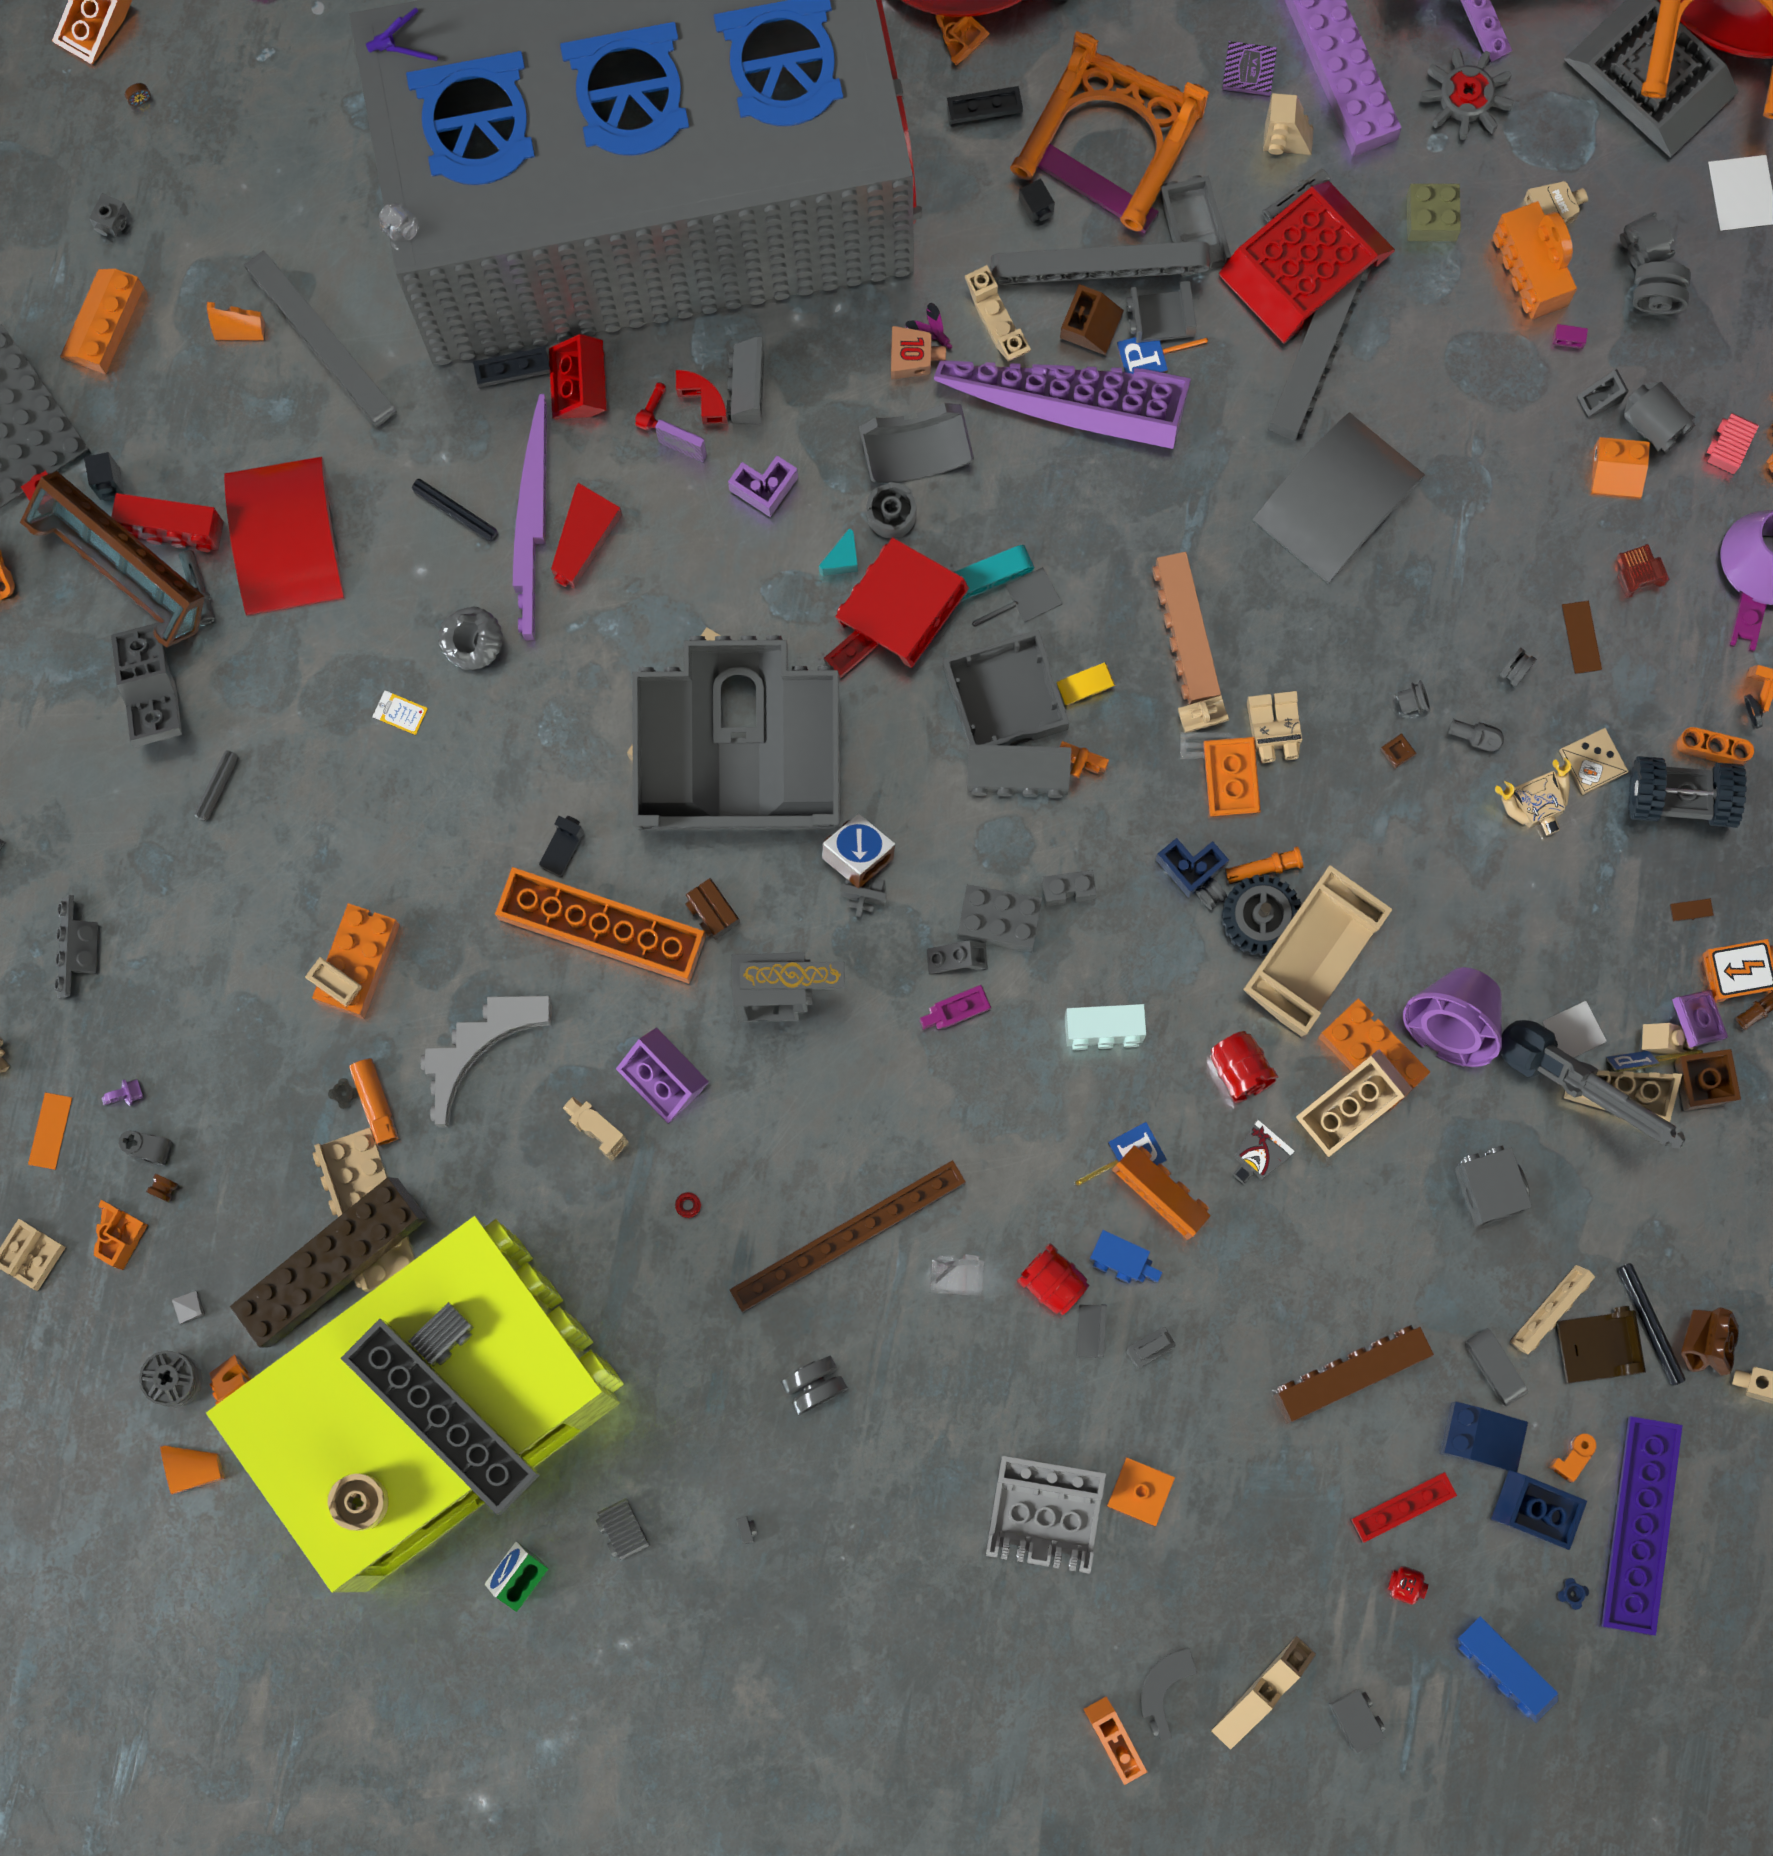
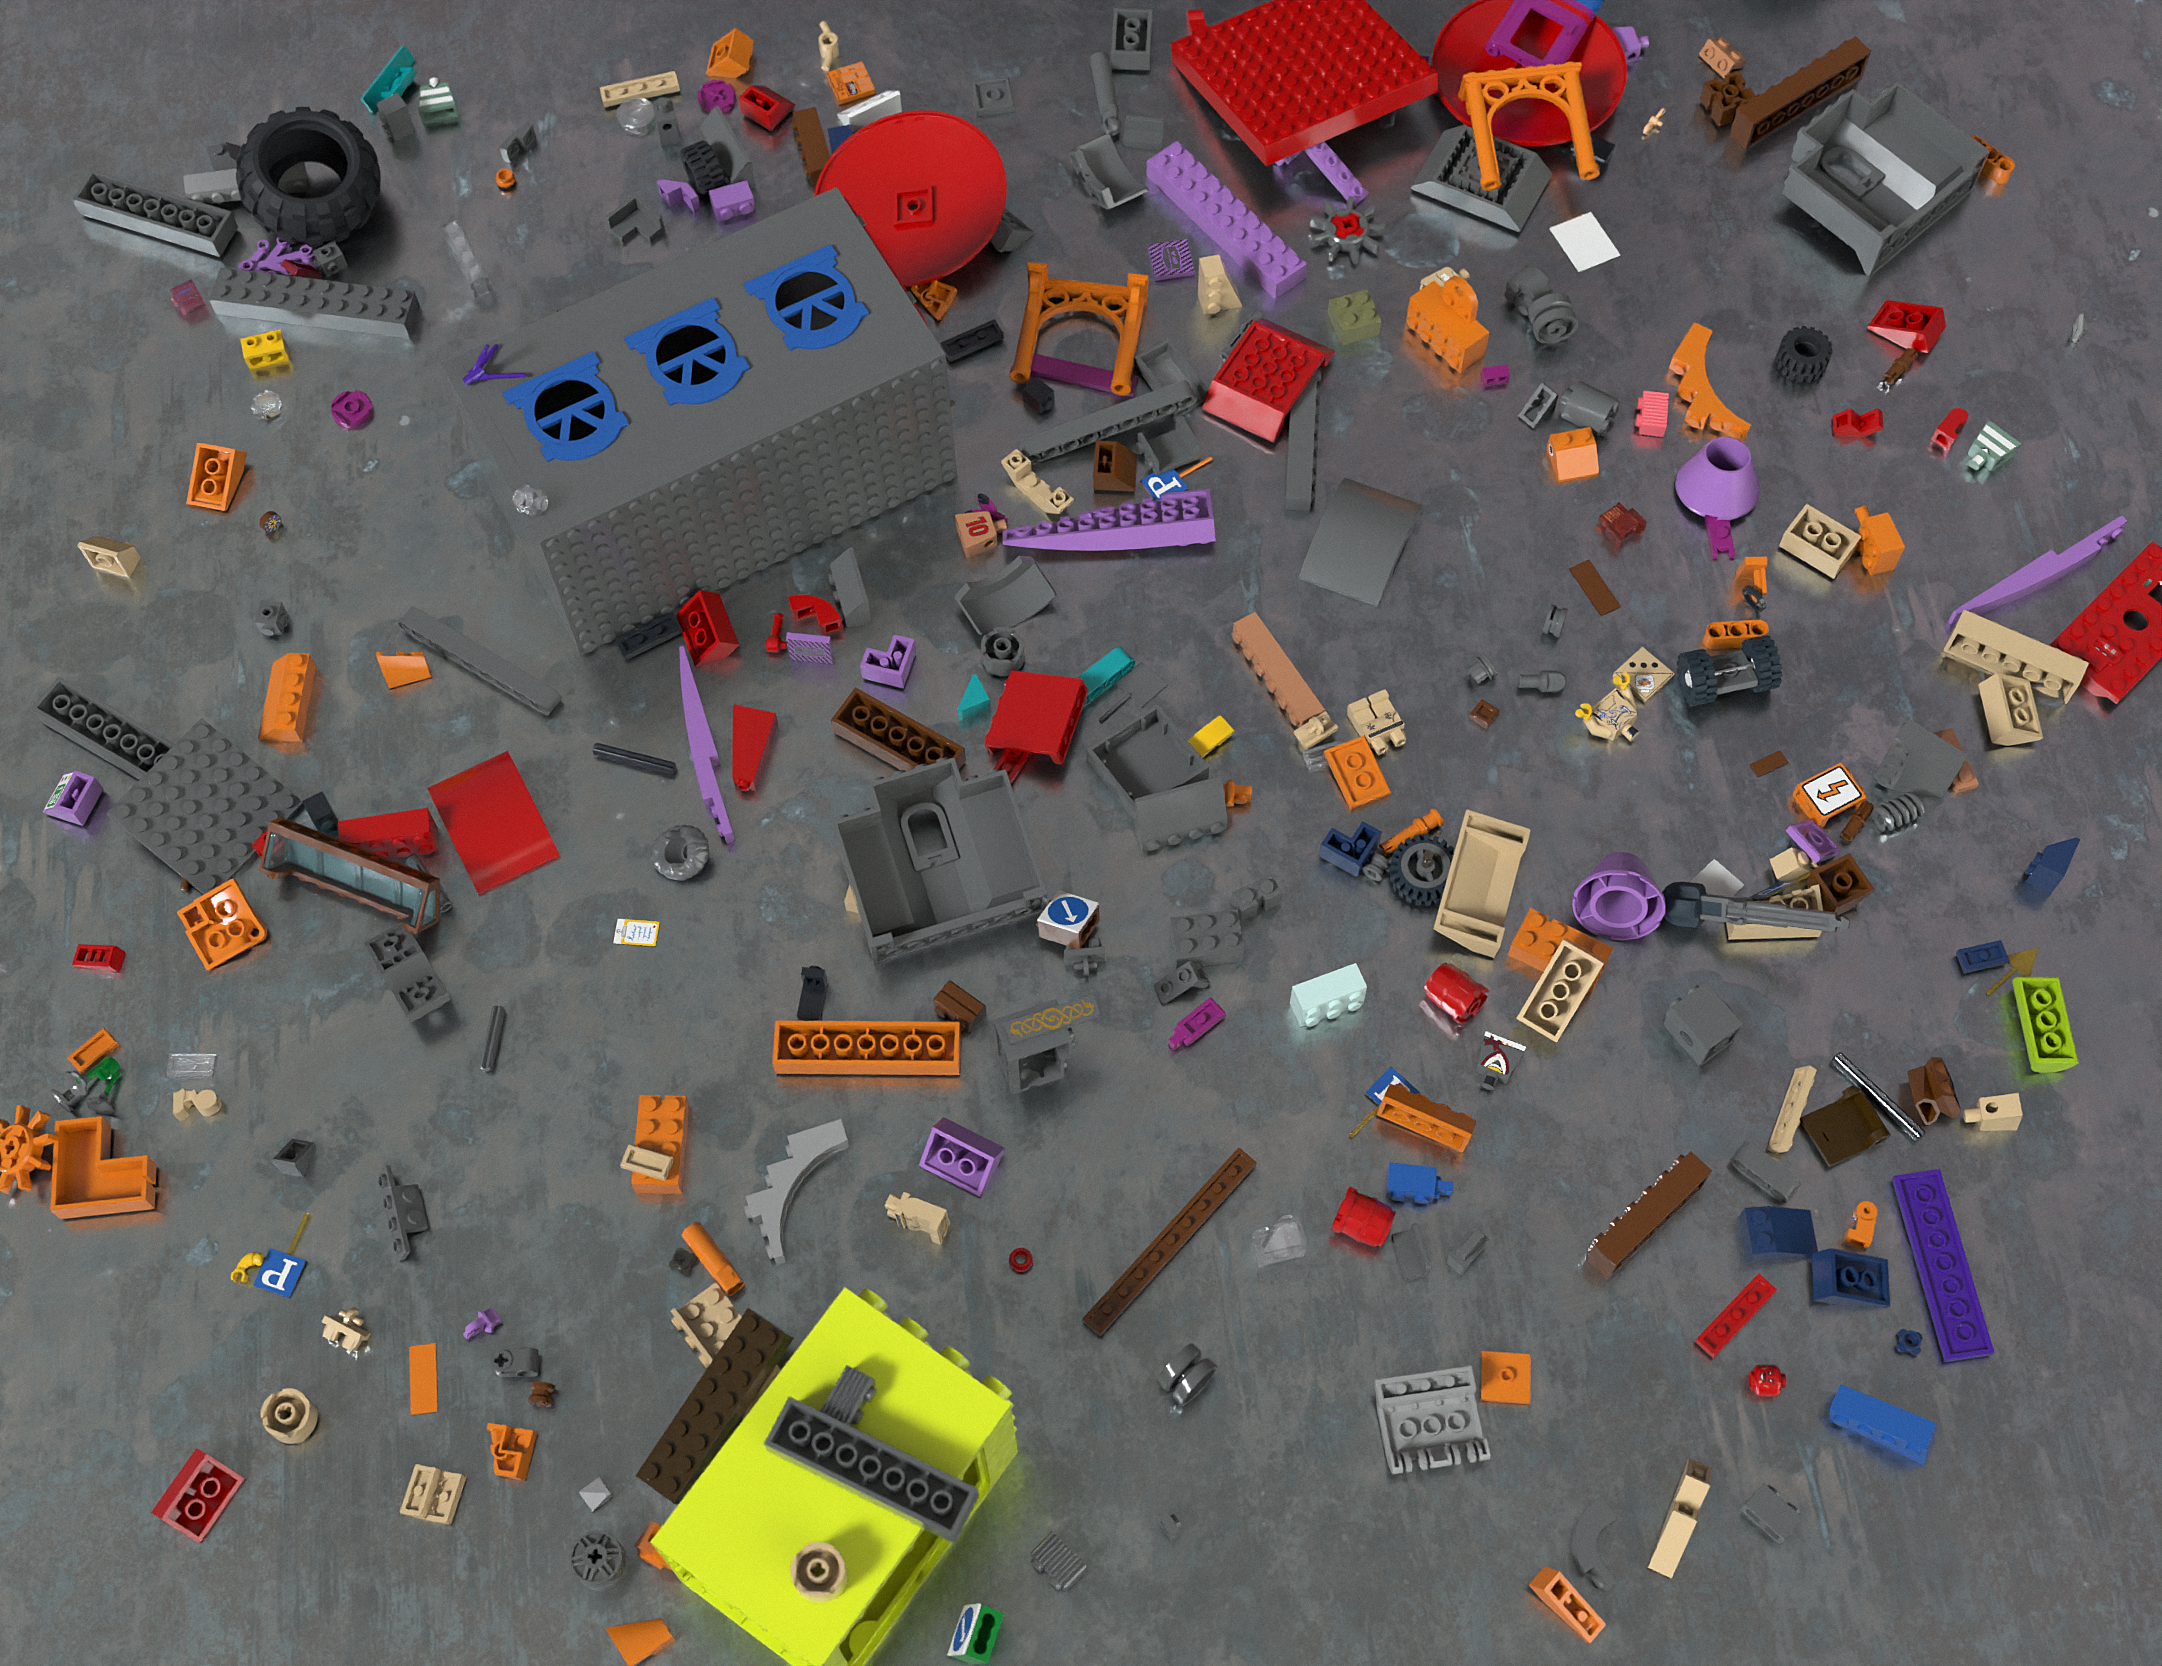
camera: 20 degrees left, 15 degrees down
(742, 578) = (891, 733): none -> reddish brown brick

